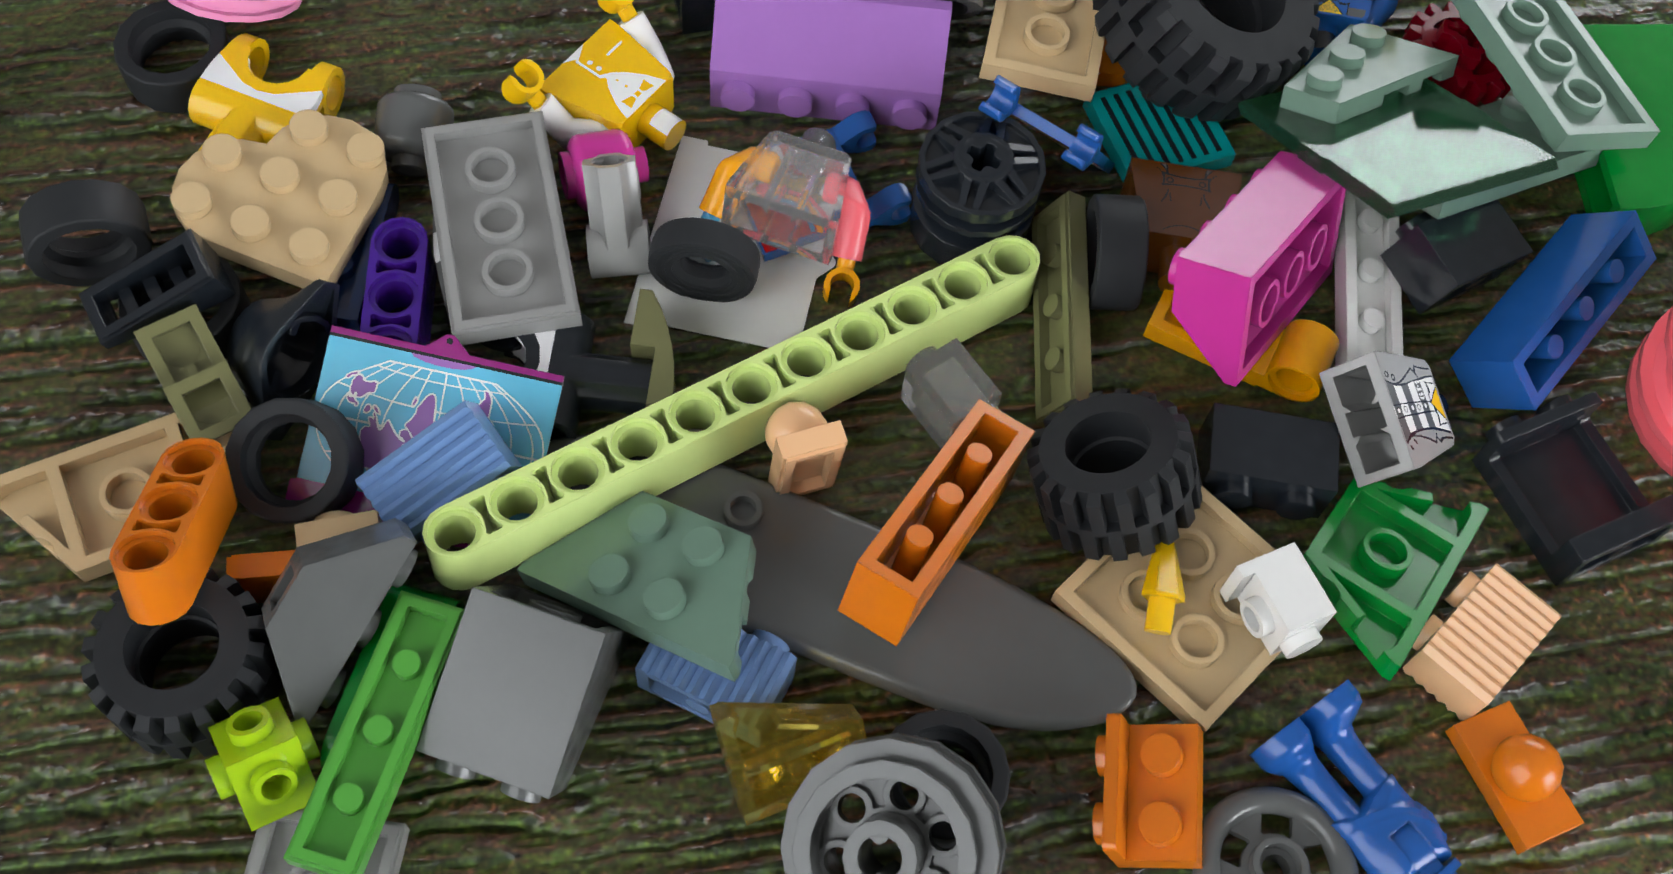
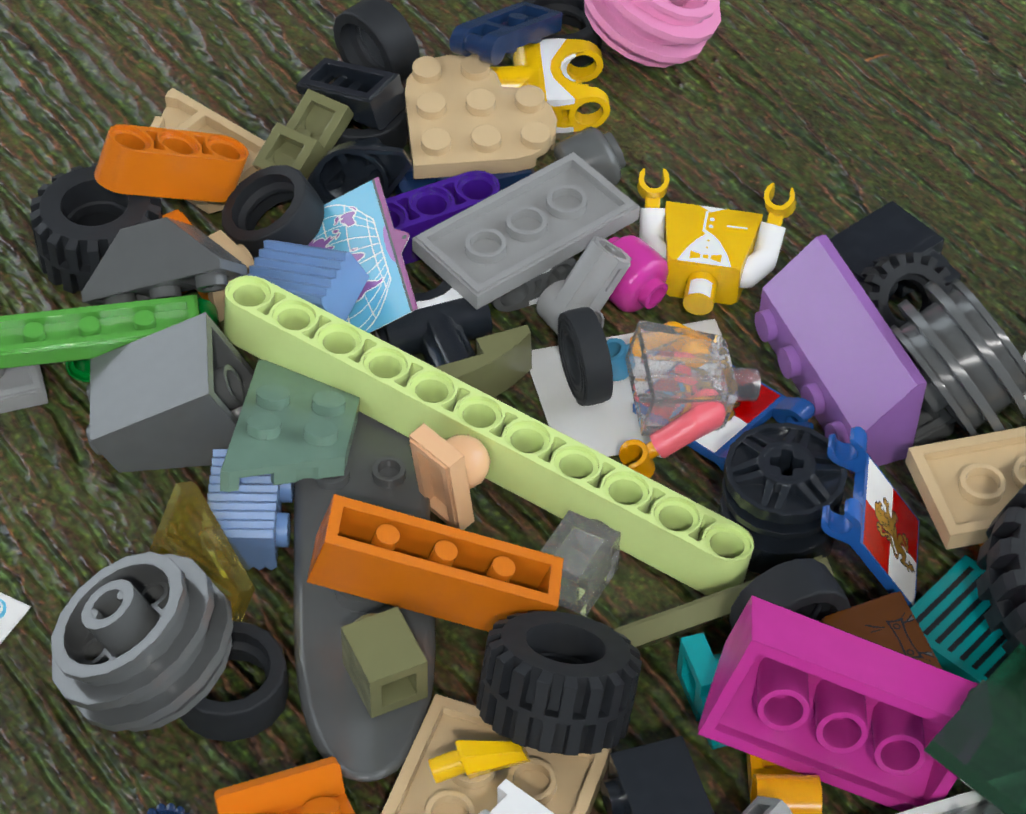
camera: 70 degrees right, 15 degrees down
(194, 95) = (504, 31): none -> dark blue plate
(263, 762) = (44, 283): lime brick -> none
(1016, 617) = (384, 661): none -> olive brick
(1142, 360) = (696, 672): none -> teal plate

